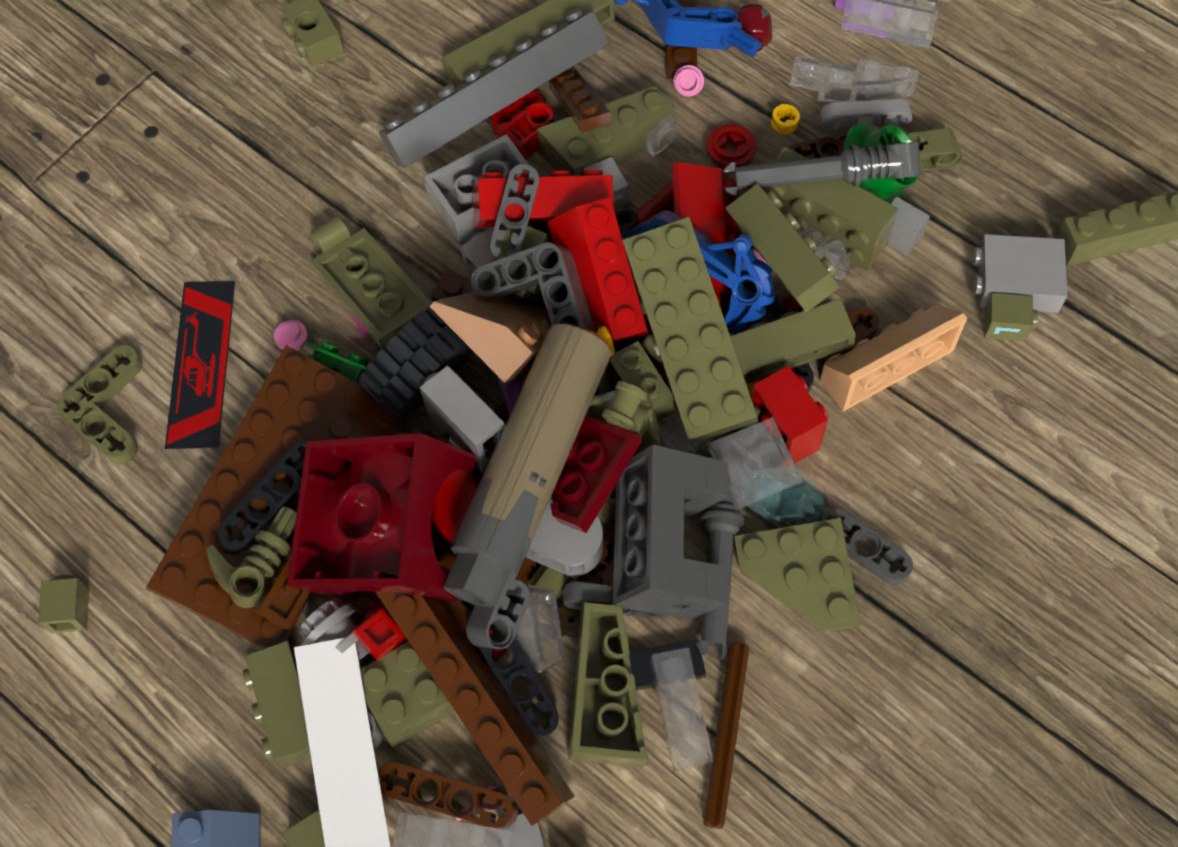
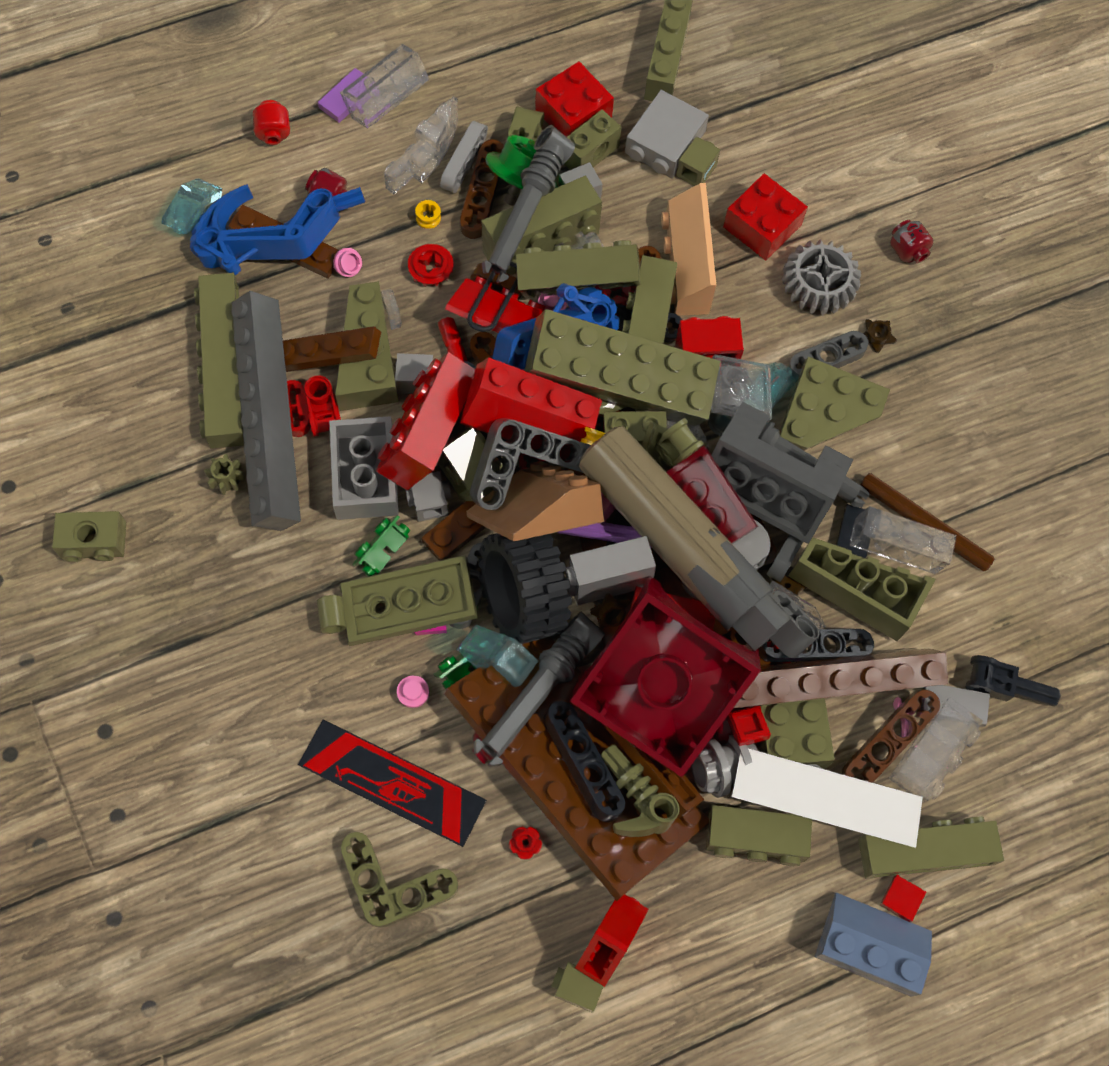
camera: 70 degrees left, 5 degrees up
(114, 604) = (612, 939): none -> red slope
(180, 490) = (516, 845): none -> red plate
(312, 418) = (555, 668): none -> dark grey piece
(342, 374) = (505, 654): none -> clear light blue slope
(406, 240) = (372, 553): none -> green hinge
(419, 89) = (221, 466): none -> olive gear
(529, 191) = (423, 429): dark grey beam -> none
(695, 186) = (471, 313): none -> black piece
(934, 581) = (883, 329): none -> dark brown plate
(959, 210) = (594, 140): none -> olive brick
(960, 478) = (830, 270): none -> light grey gear
(988, 407) = (765, 216): none -> red brick
(993, 175) = (572, 99): none -> red brick
(1065, 571) = (911, 241): none -> dark red head

